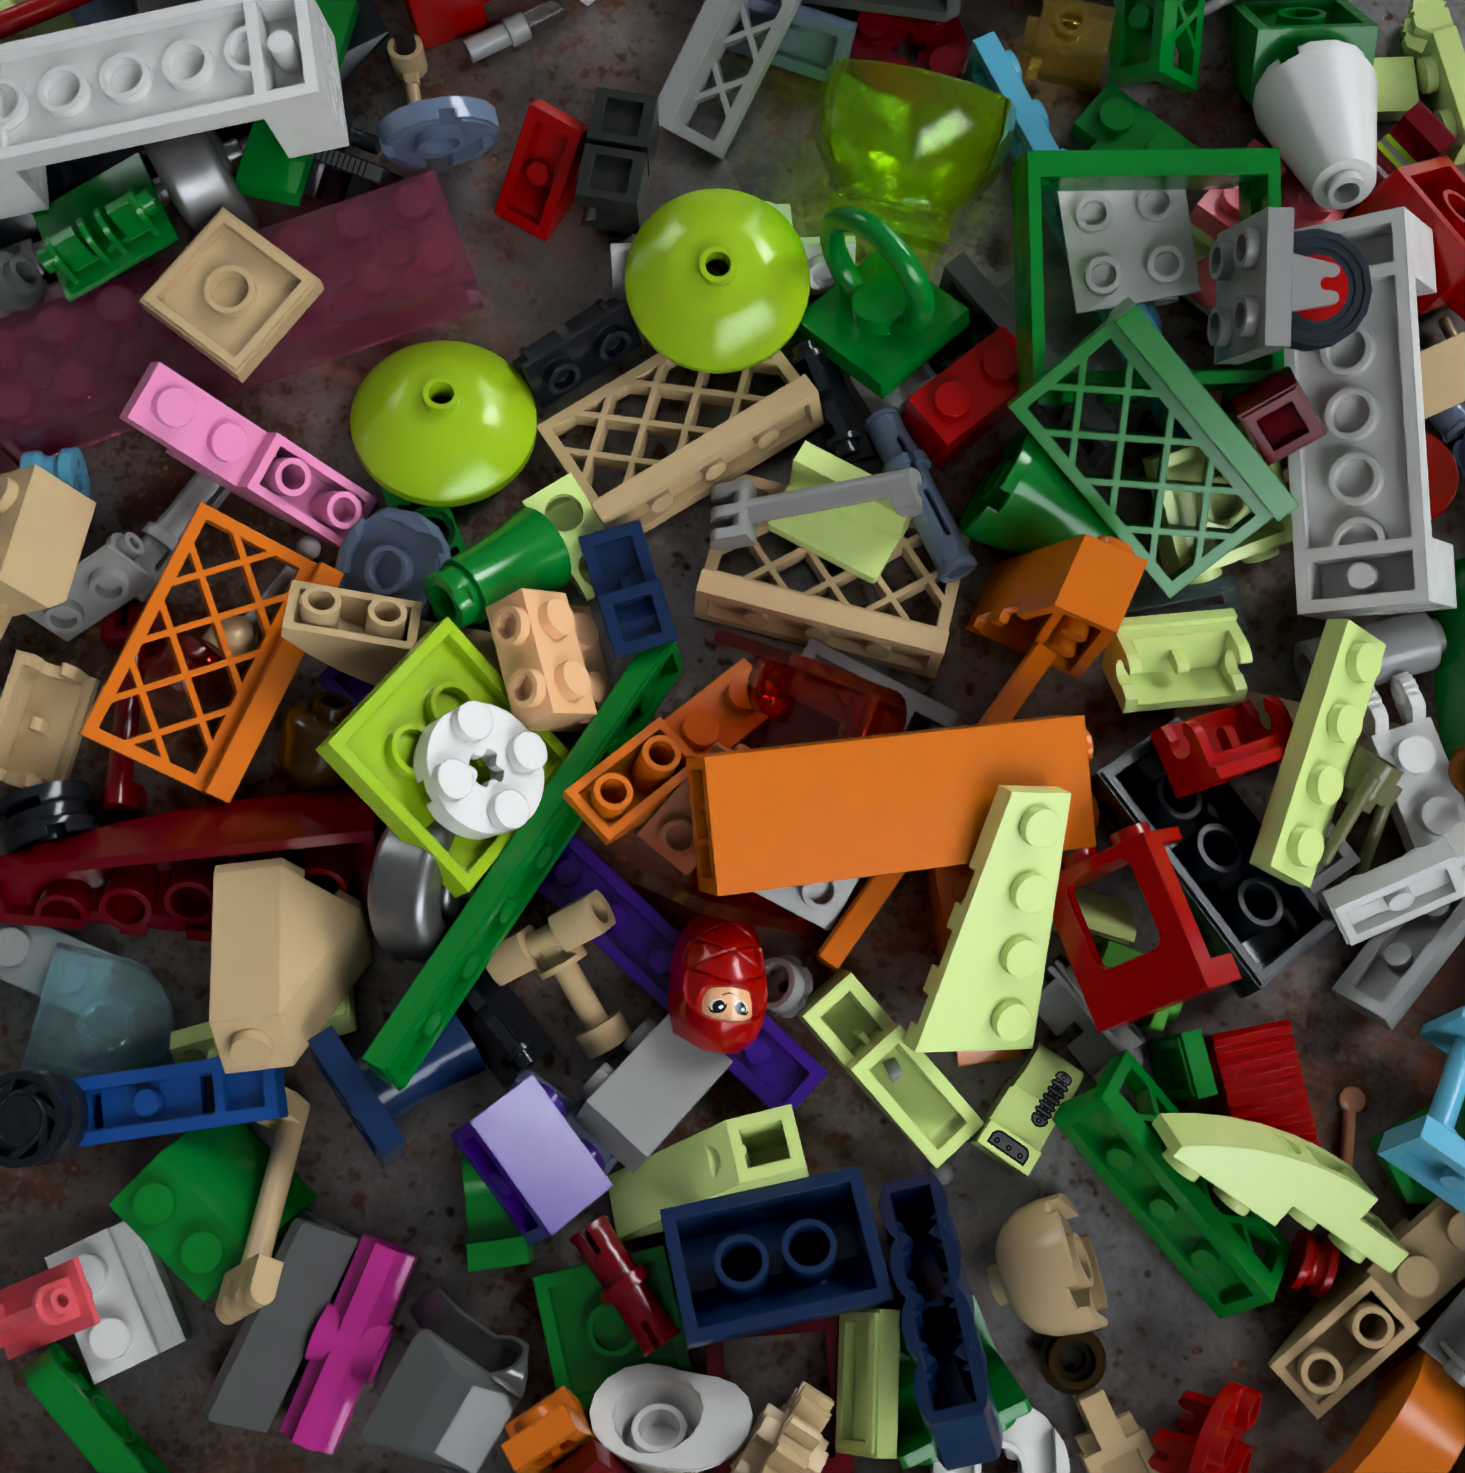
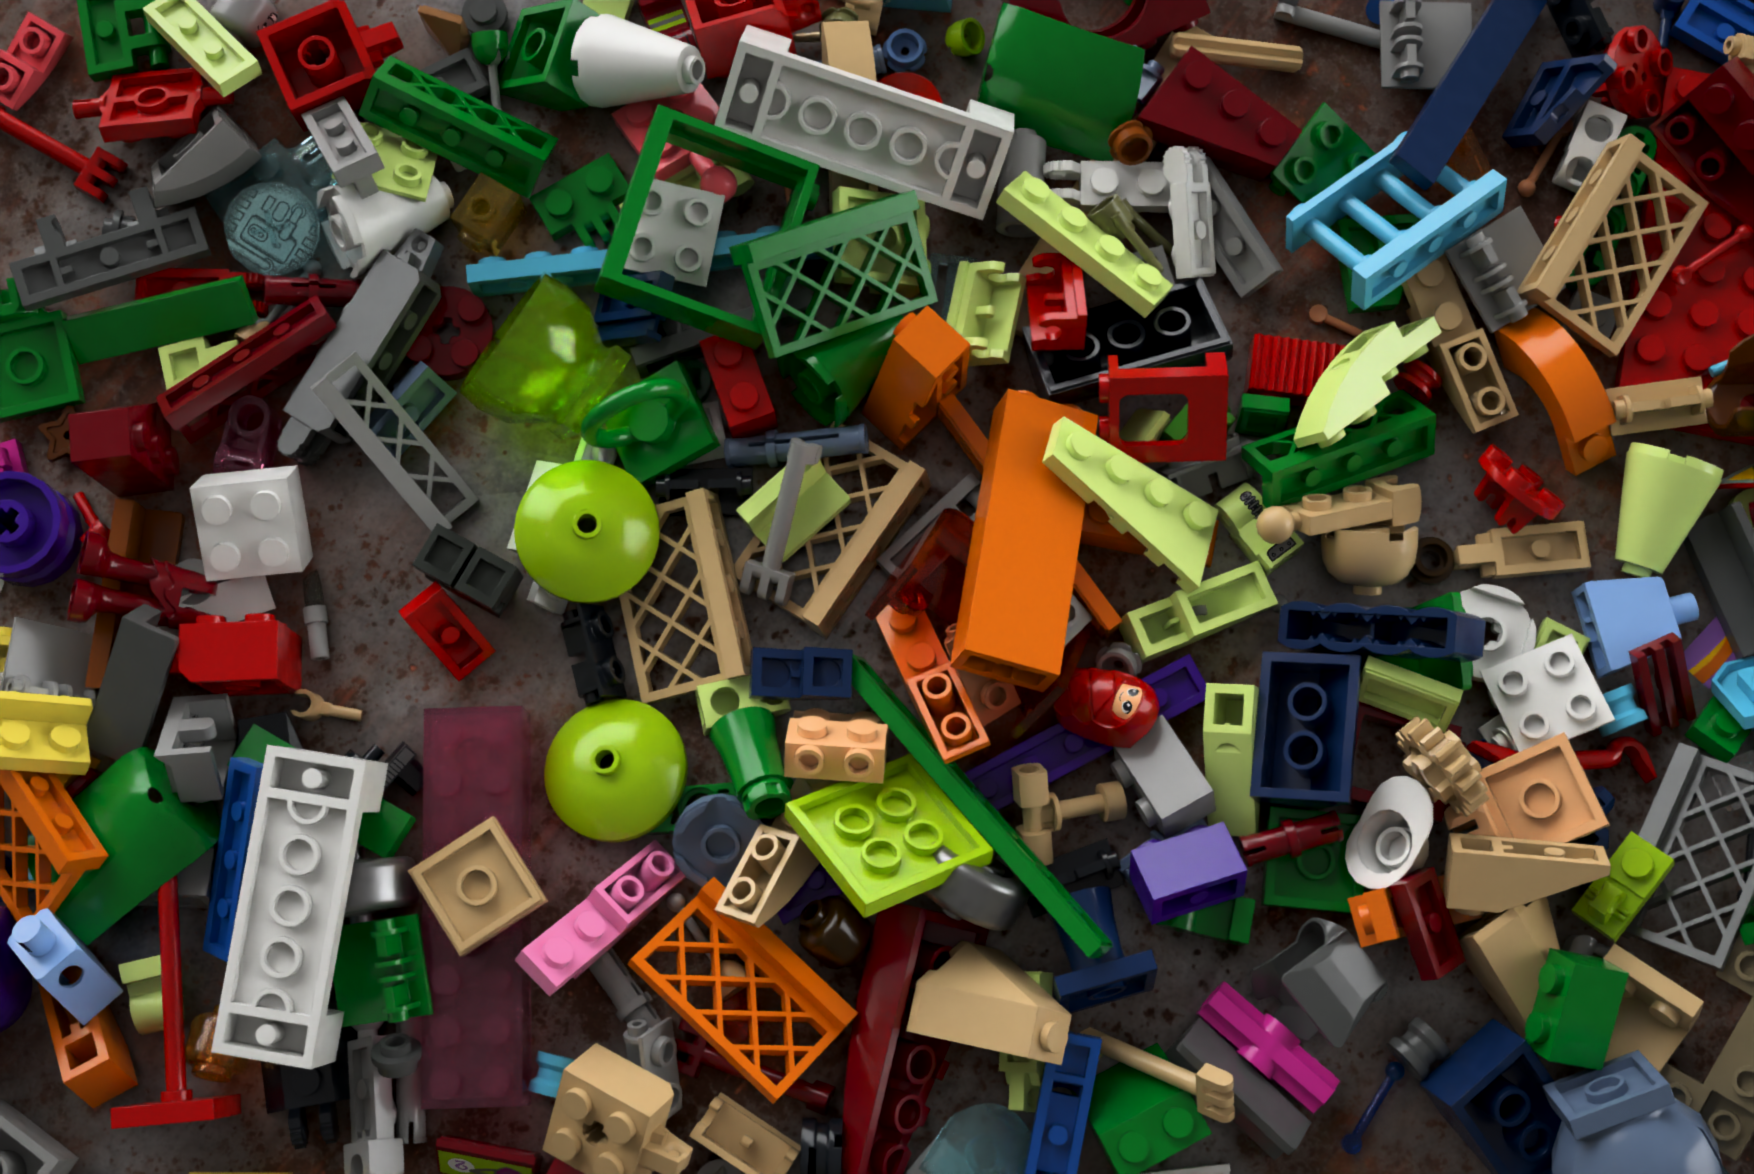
camera: 65 degrees left, 0 degrees up
(438, 127) = (391, 697): sand blue tile -> none
(514, 764) = (914, 792): white plate -> none
(991, 240) = (627, 324): none -> dark blue plate
(1103, 1231) = (1358, 505): none -> tan plate
(1277, 416) = (843, 179): dark red slope -> none
(1283, 288) = (766, 143): light grey plate -> none

